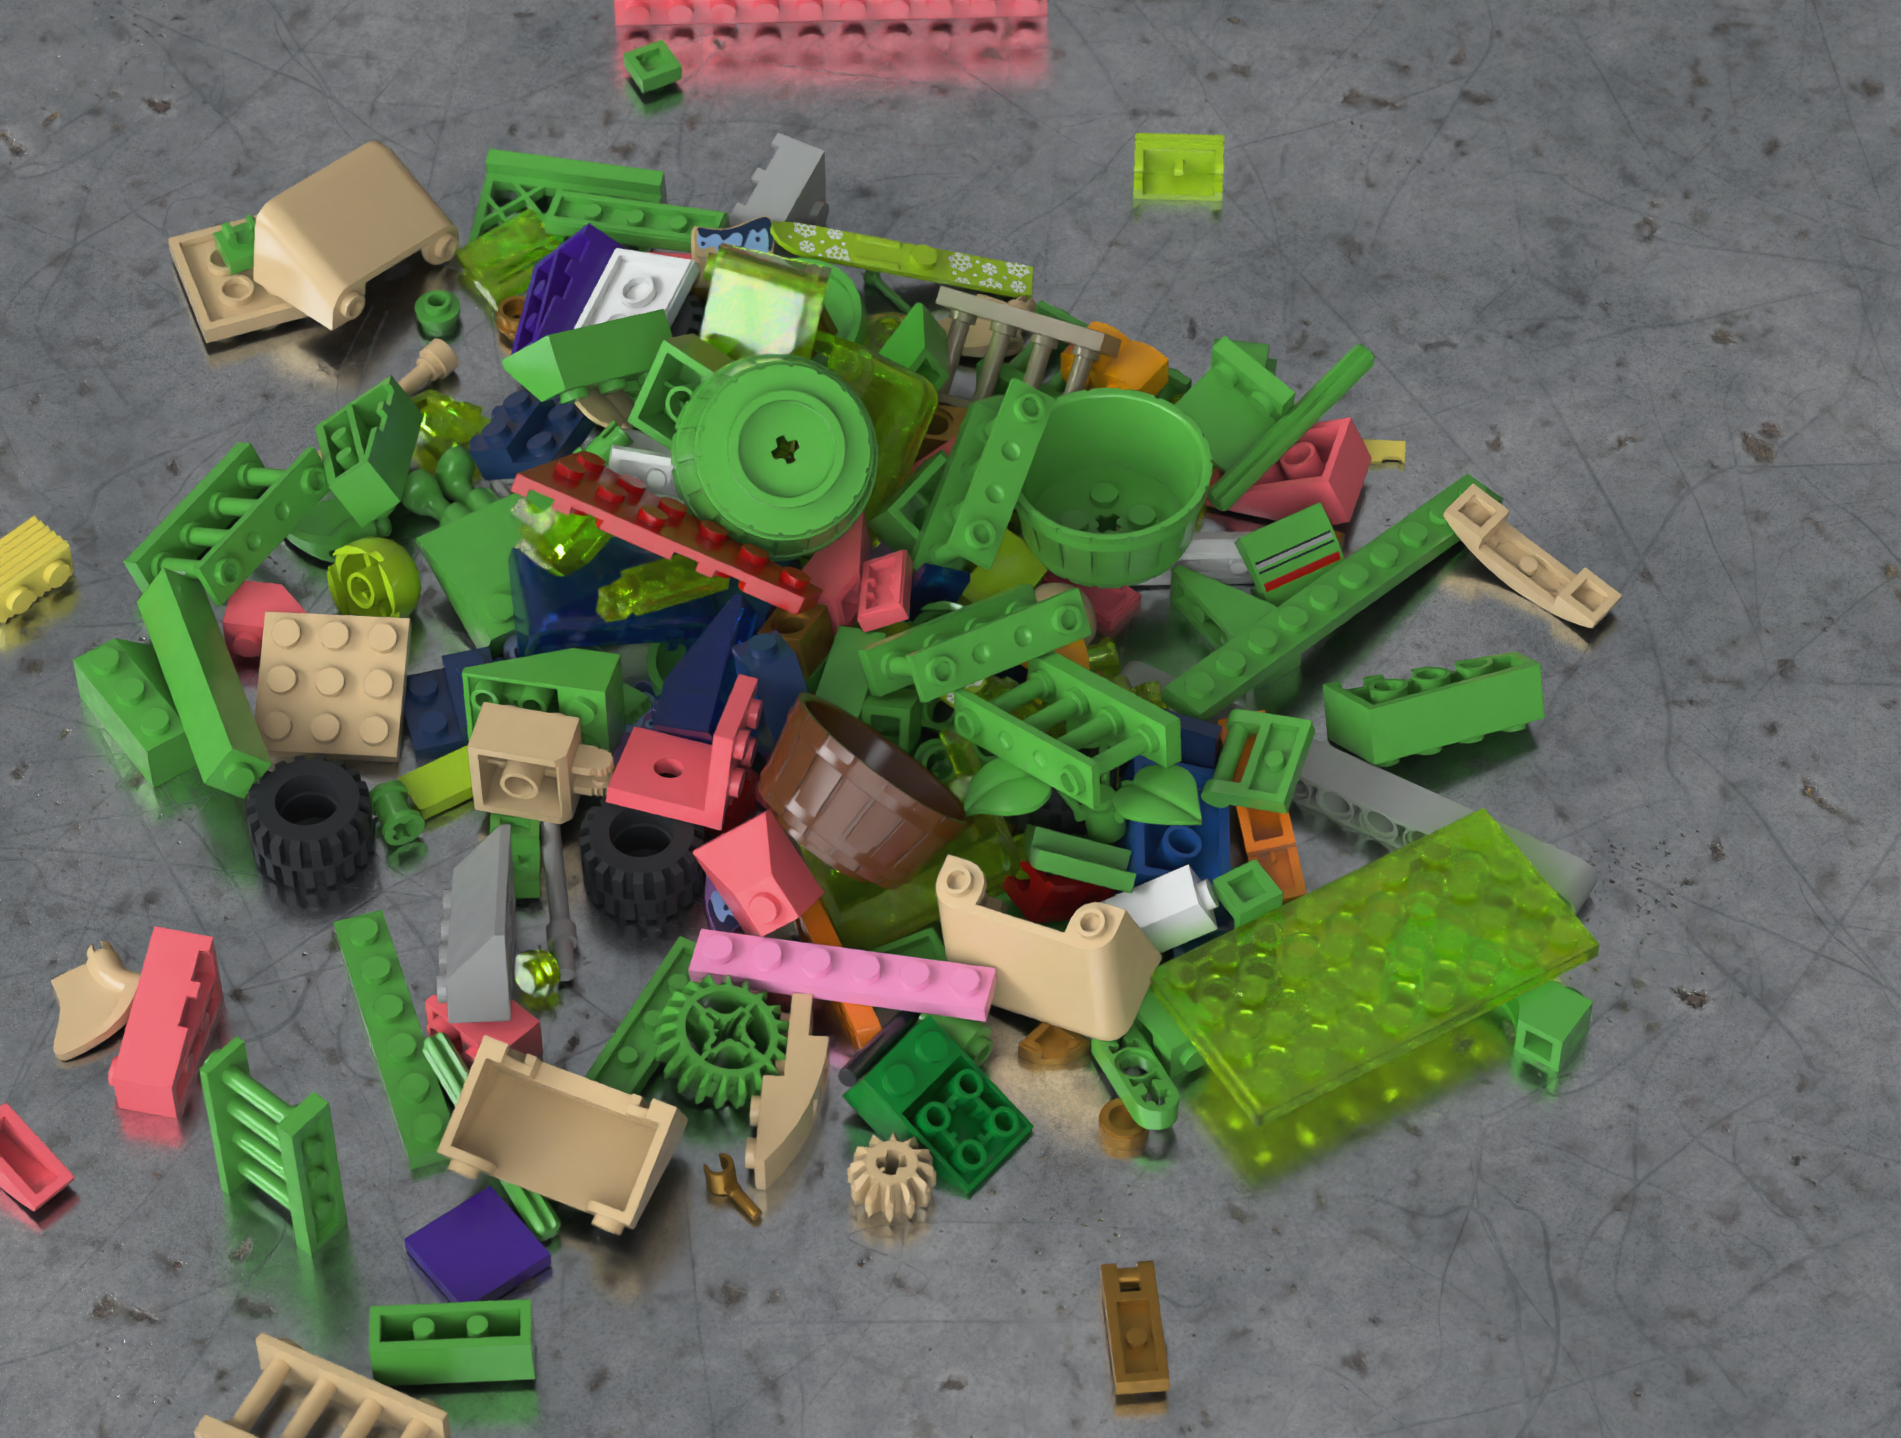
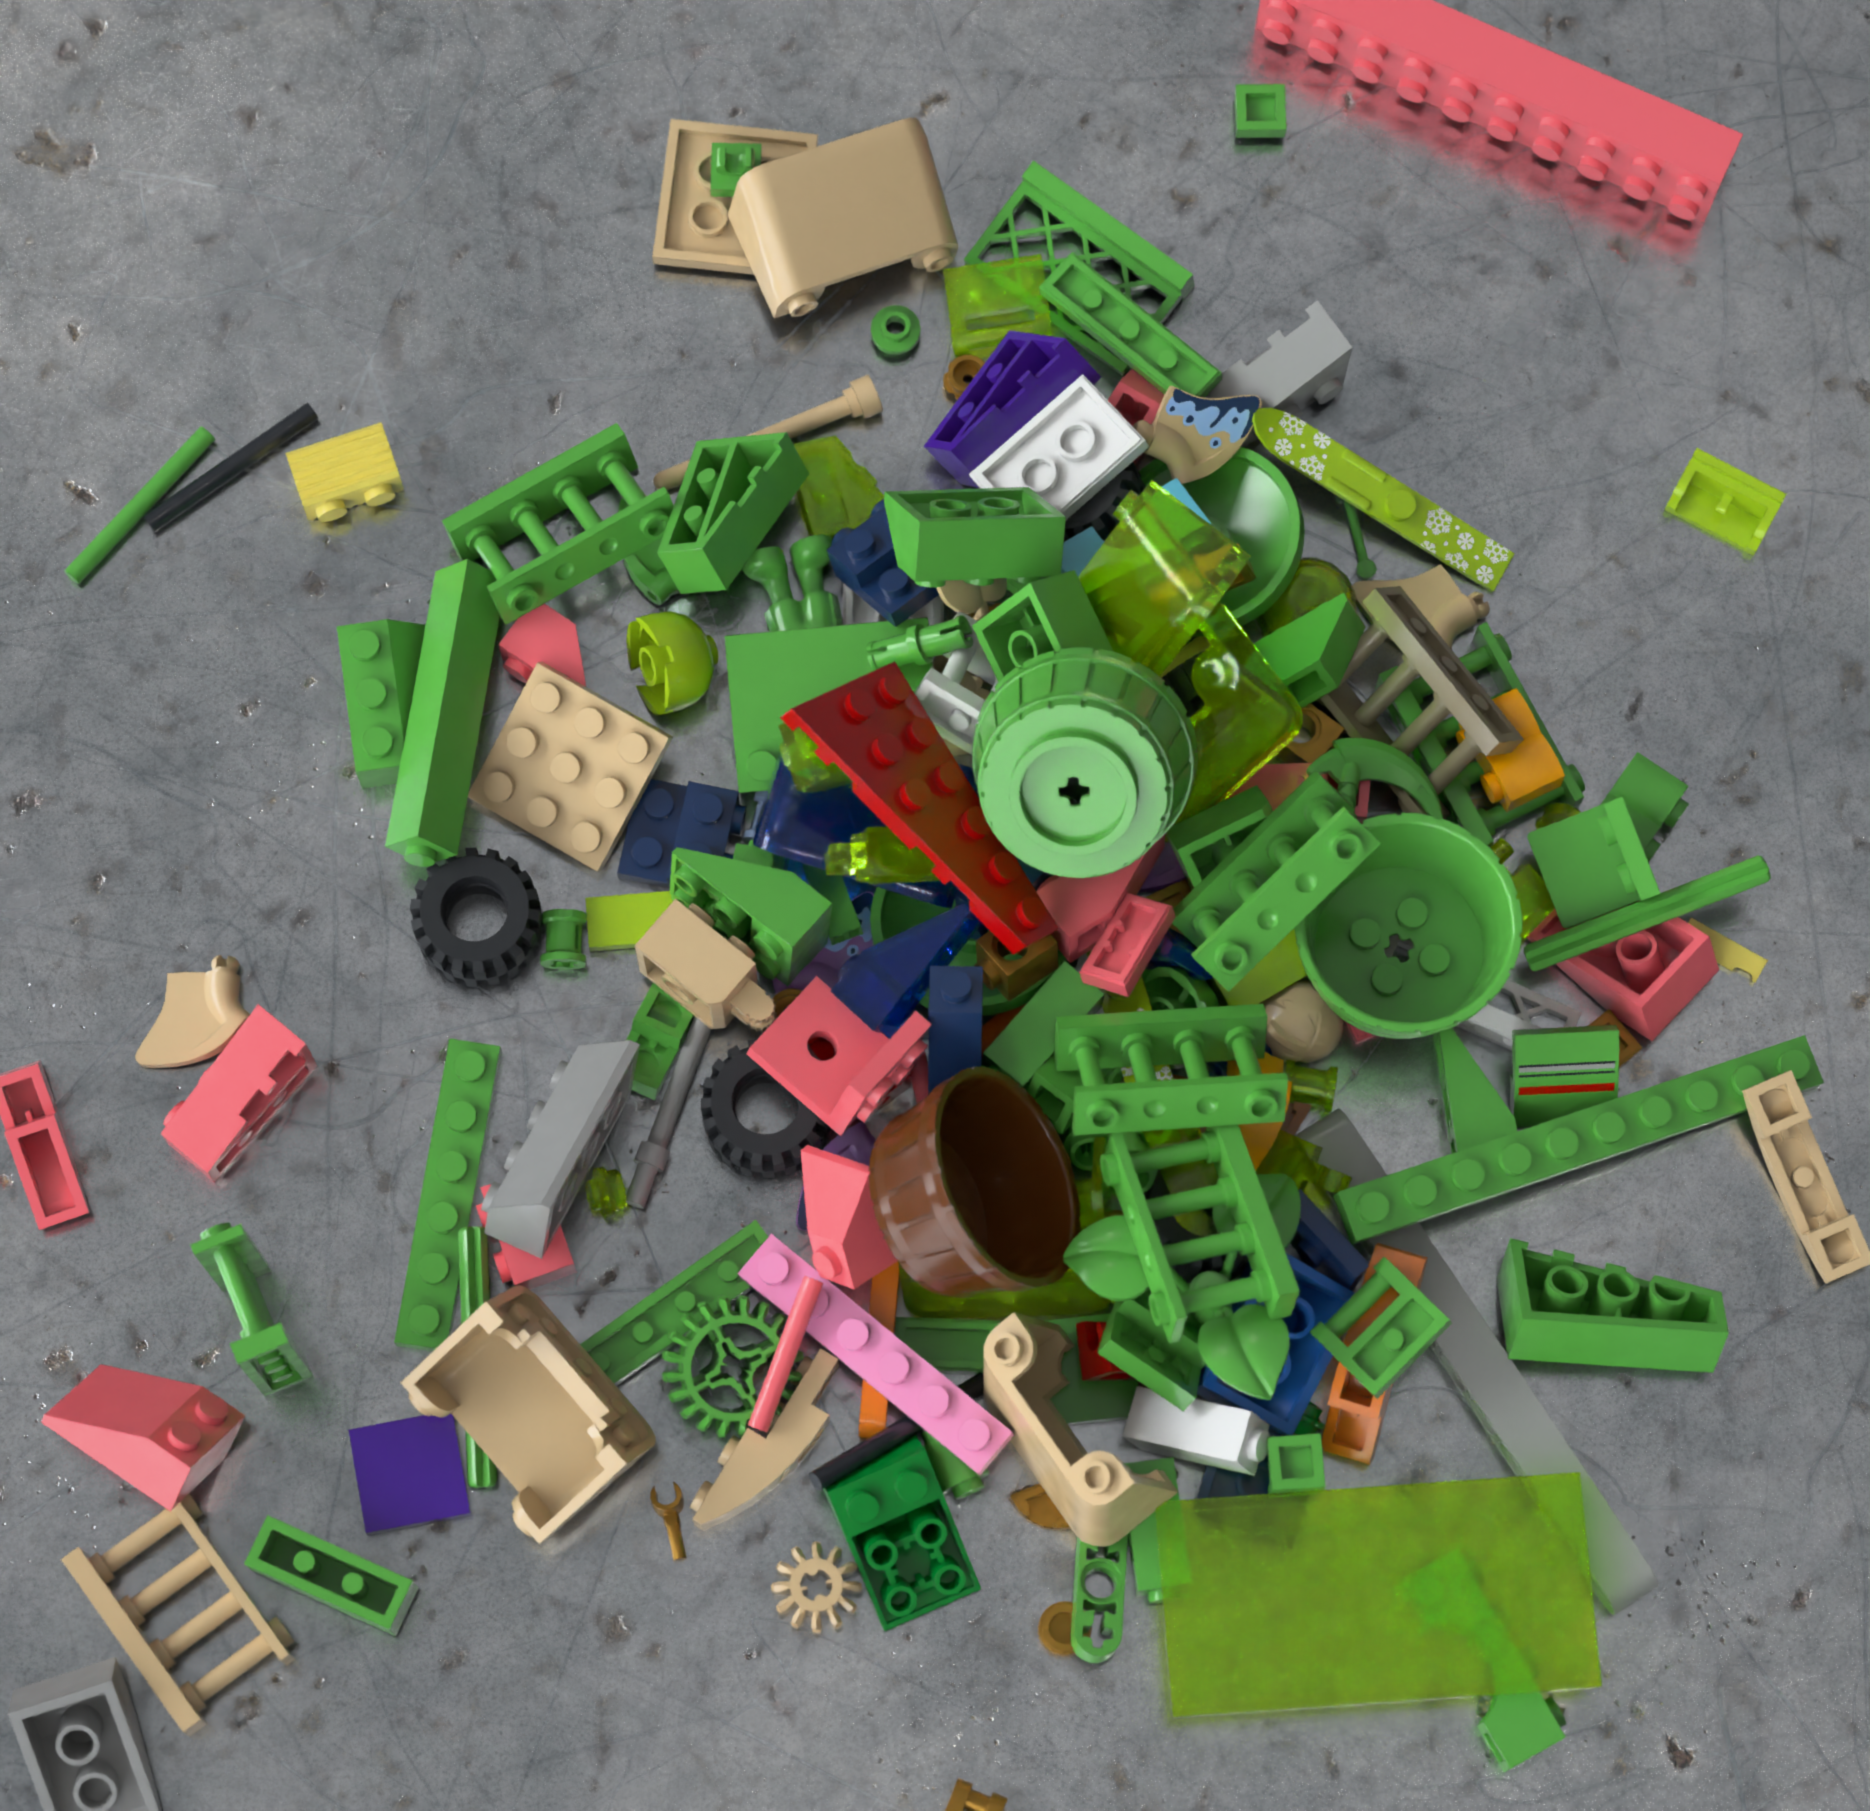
camera: 25 degrees right, 25 degrees up
(239, 1297) = (147, 1429): none -> coral slope
(766, 999) = (785, 1353): none -> coral bar

